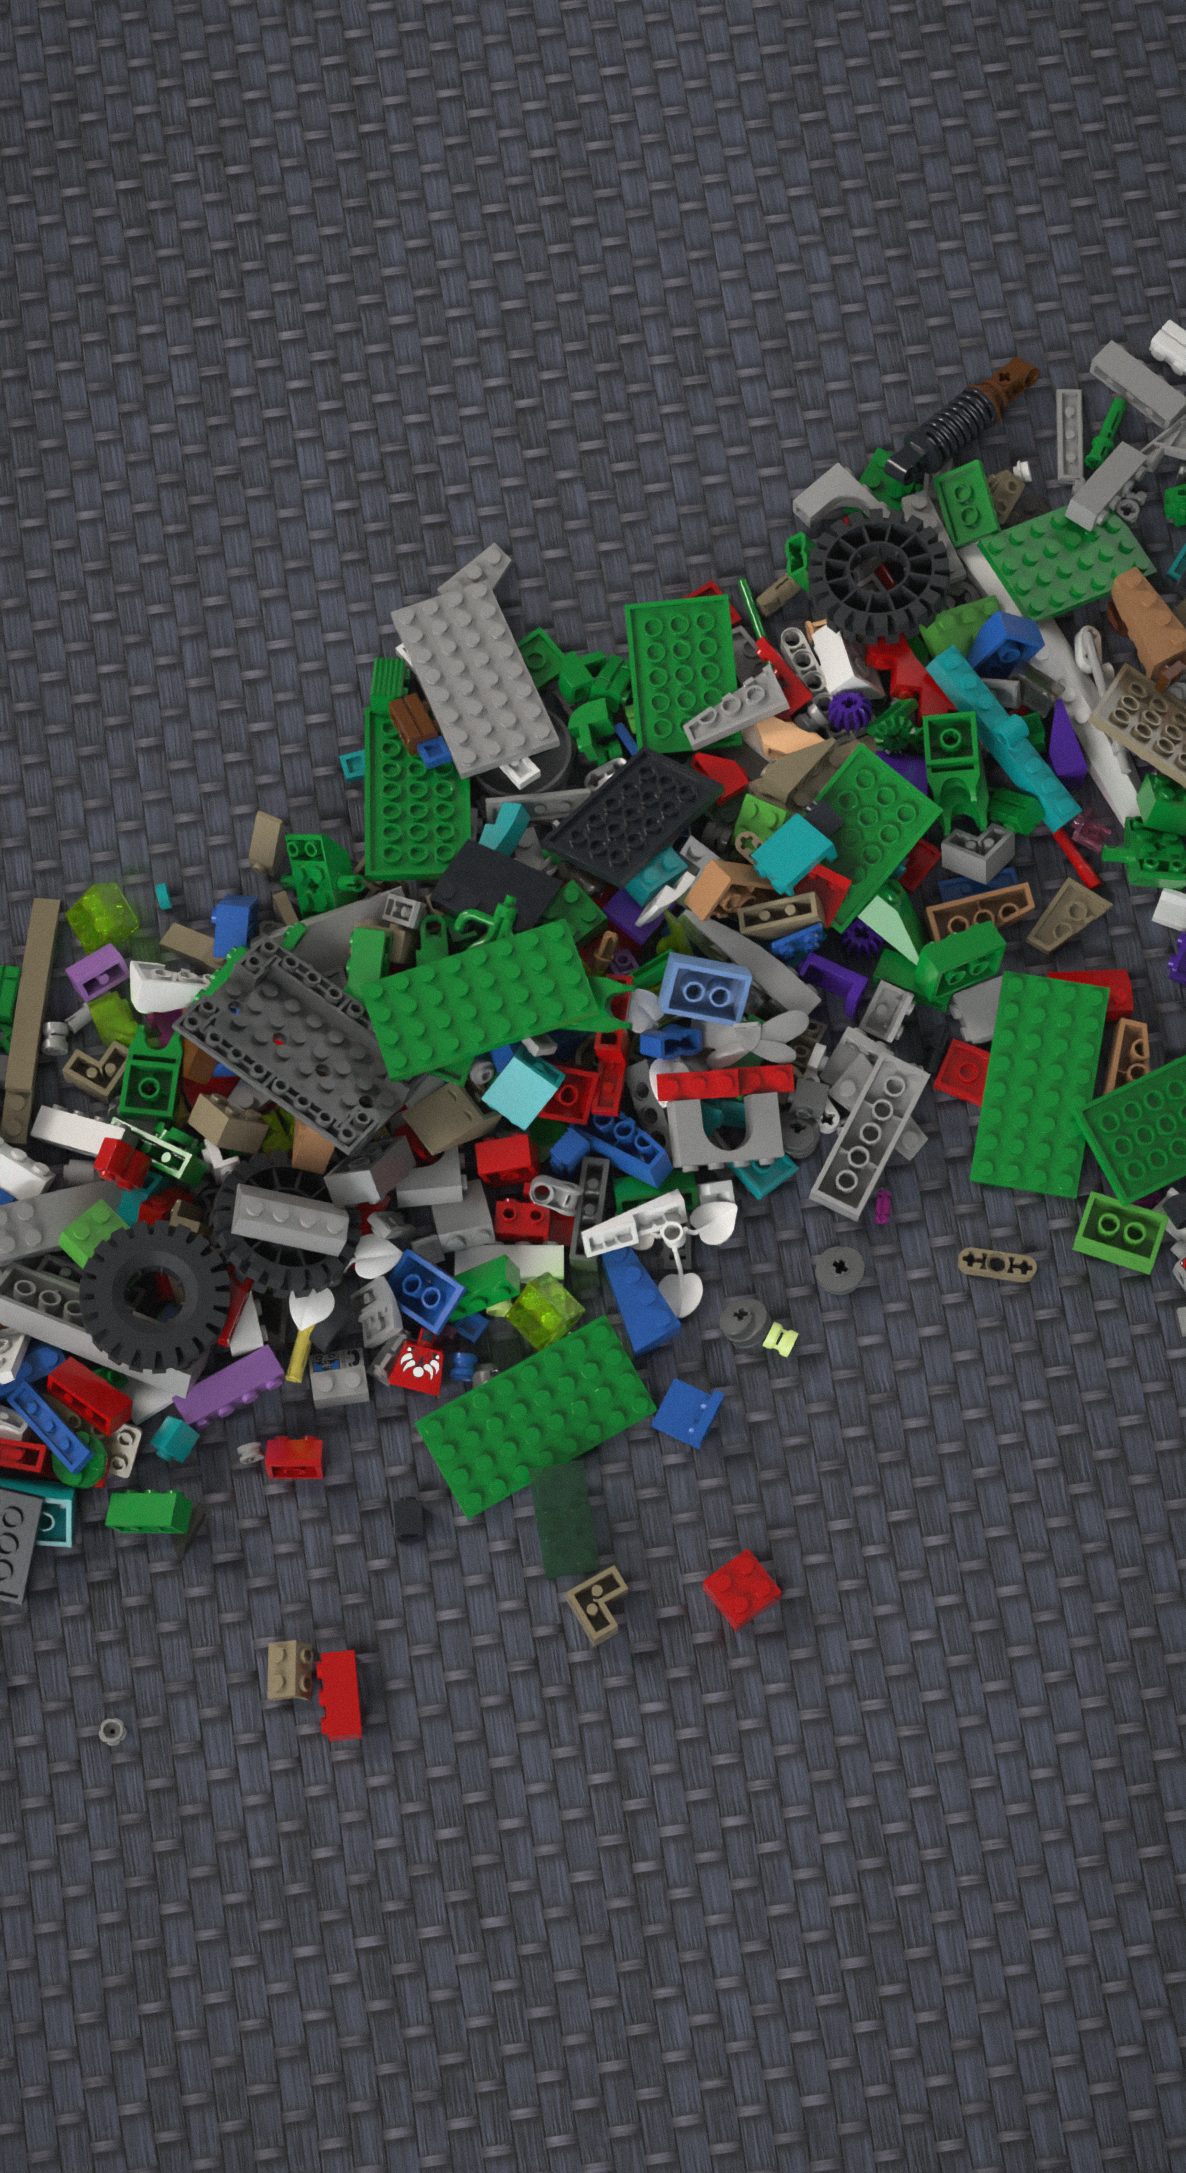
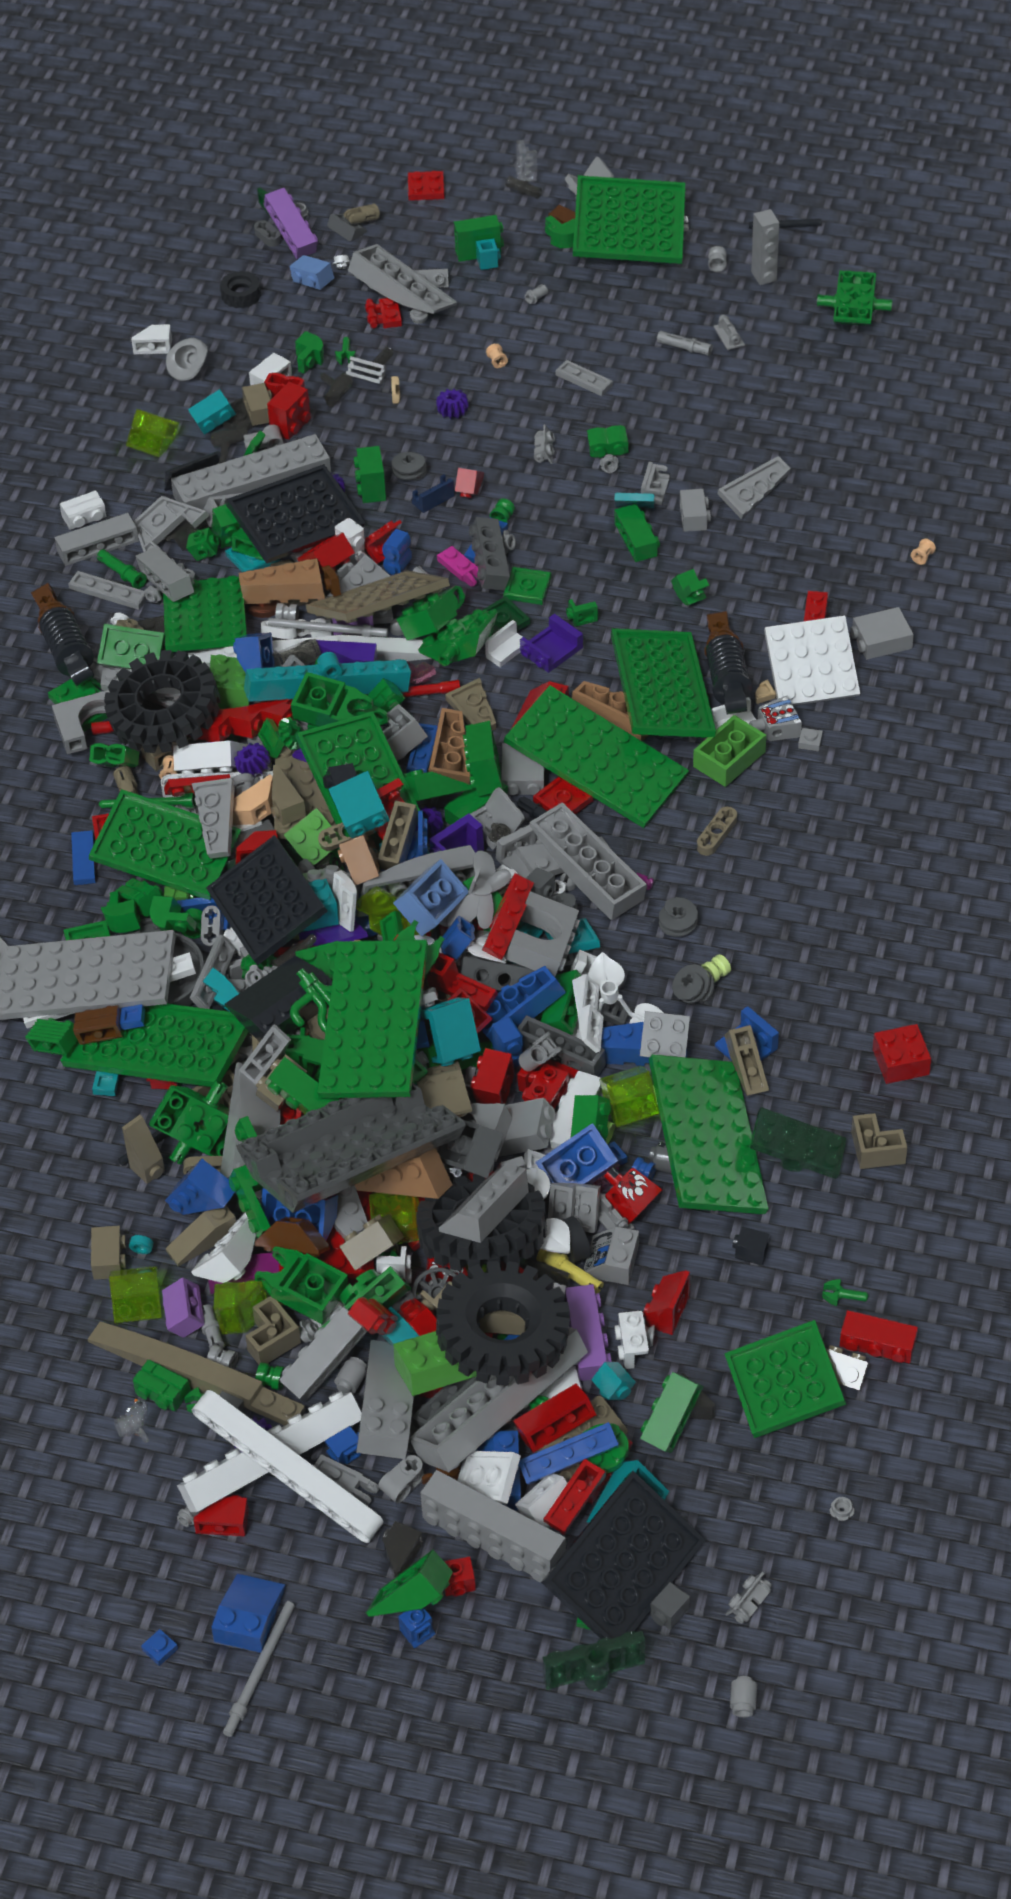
camera: 65 degrees left, 20 degrees down
(53, 1092) = (270, 1375): none -> green wheel
(141, 868) = (107, 1251): none -> dark tan brick
(235, 1436) = (632, 1337): none -> white bracket
(243, 1615) = (784, 1379): none -> green plate
(390, 1639) = (840, 1292): none -> green bar
(534, 854) = (250, 977): none -> light grey plate
(639, 1319) = (664, 1034): none -> light grey hinge
(654, 1421) = (746, 1060): none -> dark tan slope
(671, 588) = (82, 867): none -> blue tile
(876, 1017) = (497, 828): none -> clear smoke plate
(1118, 647) = (286, 612): none -> light grey wheel

